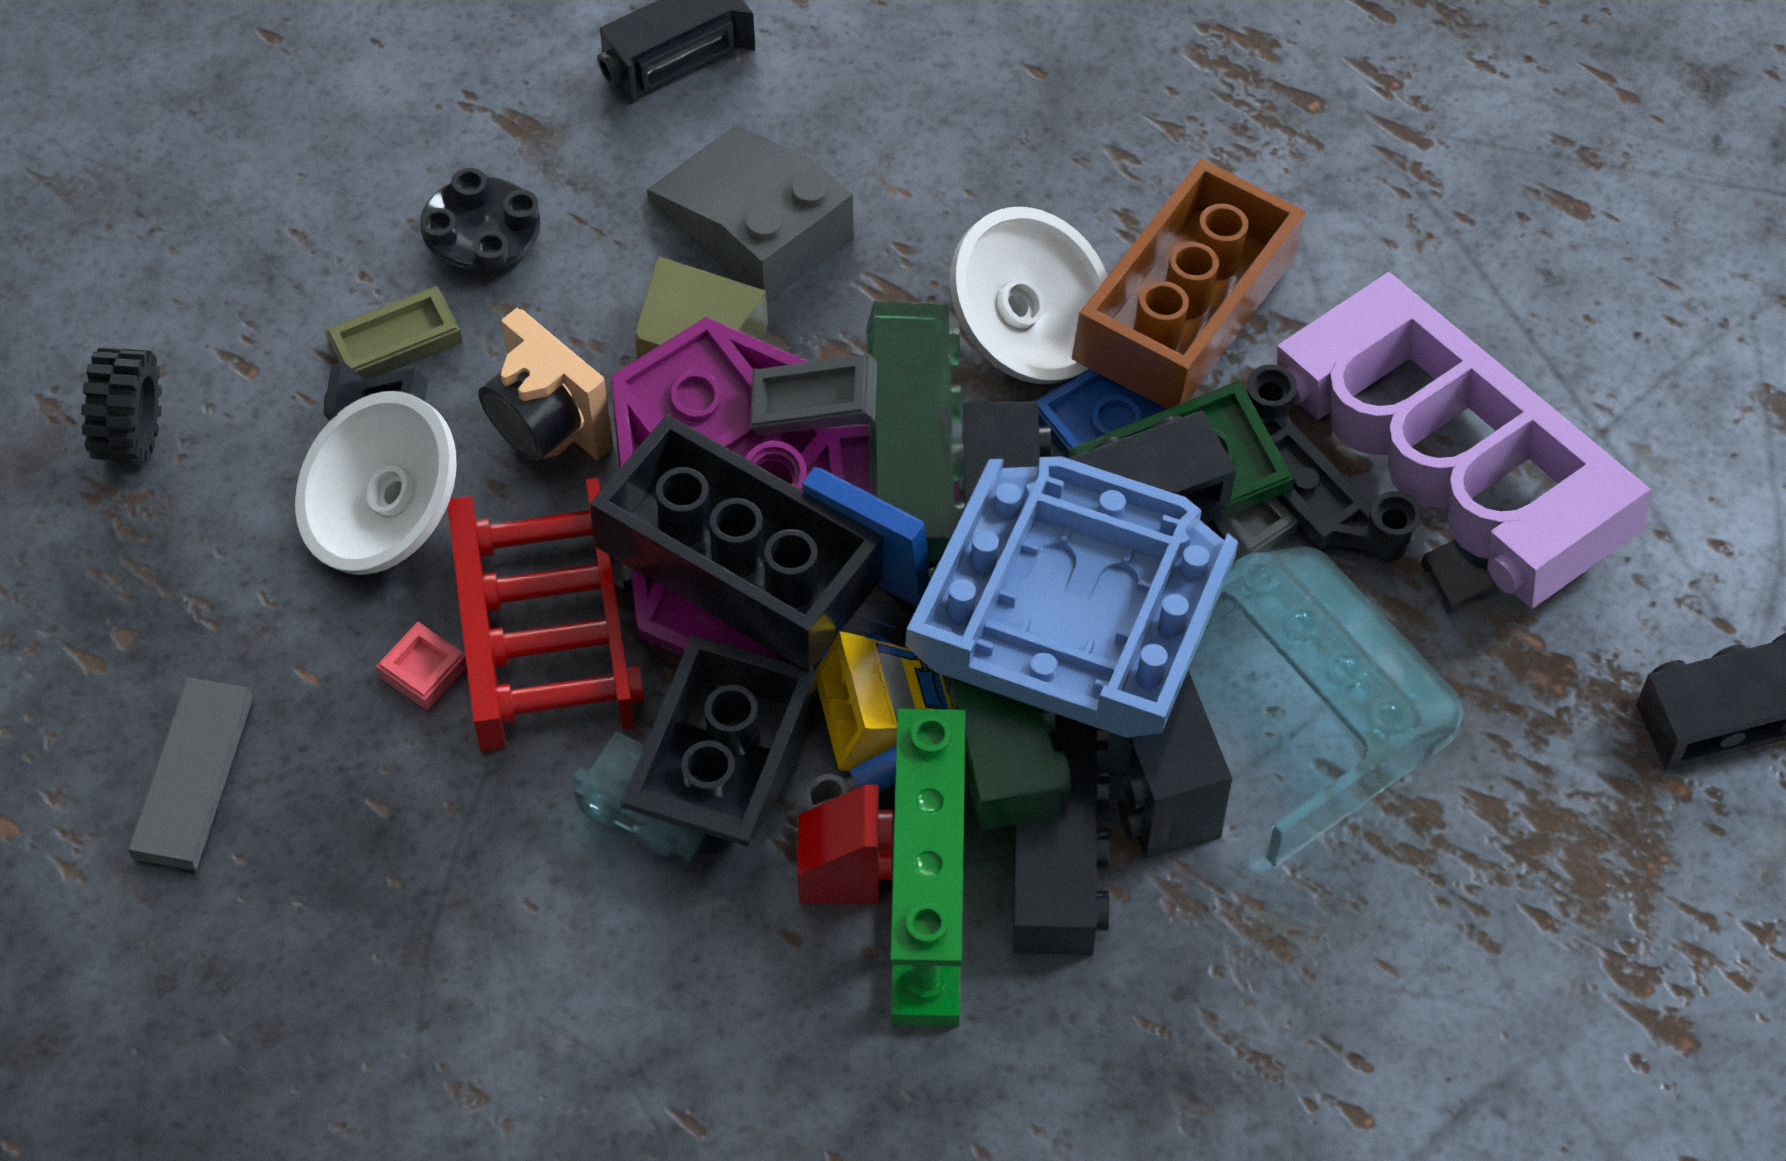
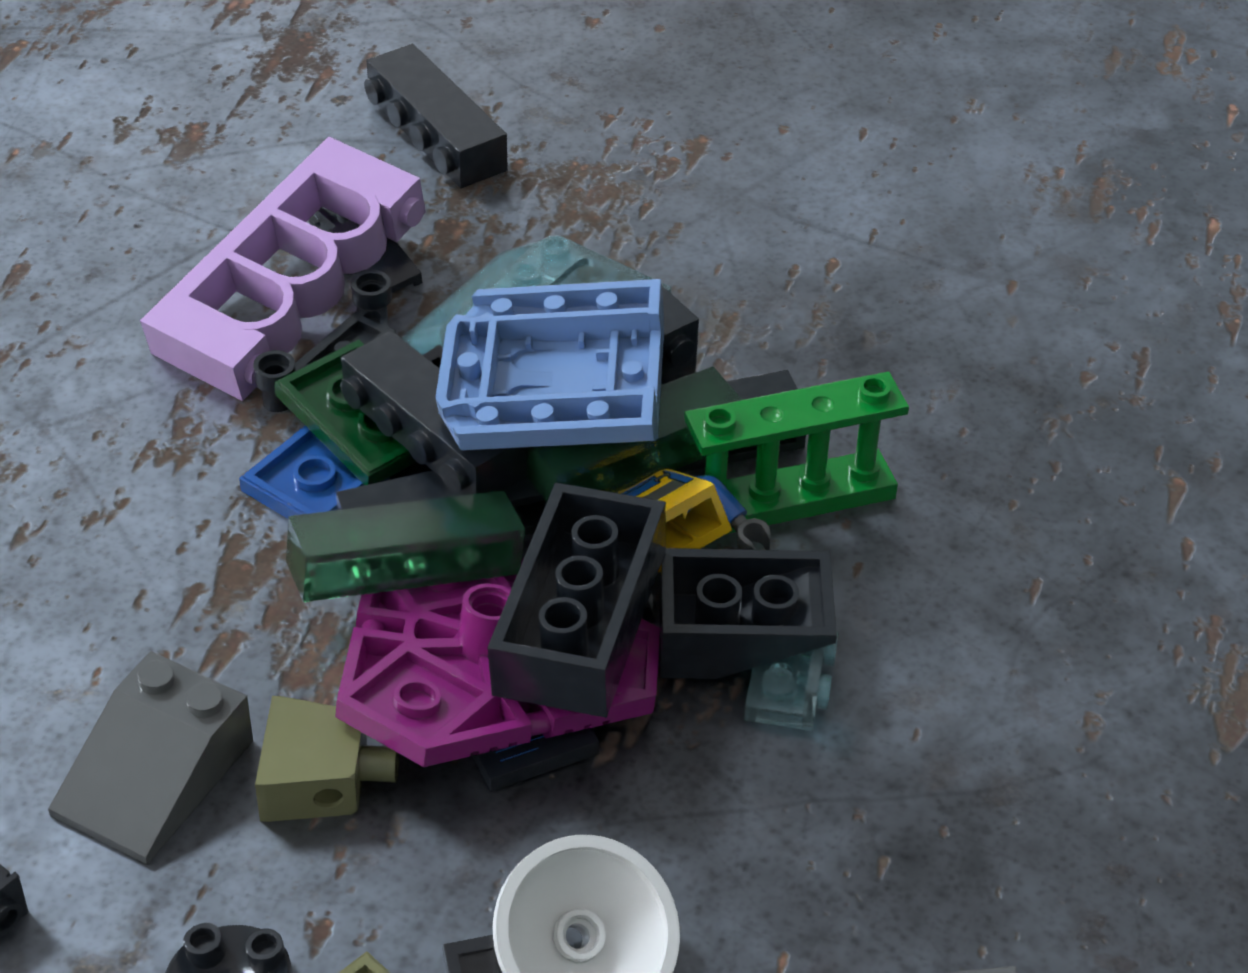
camera: 110 degrees left, 15 degrees down
(422, 666) = (738, 870): coral tile -> none
(491, 648) = (689, 826): red fence -> none
(538, 391) = (448, 821): piece -> none
(813, 395) = (405, 594): dark grey tile -> none
(844, 849) = (794, 504): red slope -> none
(904, 536) = (544, 474): blue tile -> none
(1039, 270) = (218, 528): white dish -> none
(1188, 285) = (185, 428): dark orange brick -> none

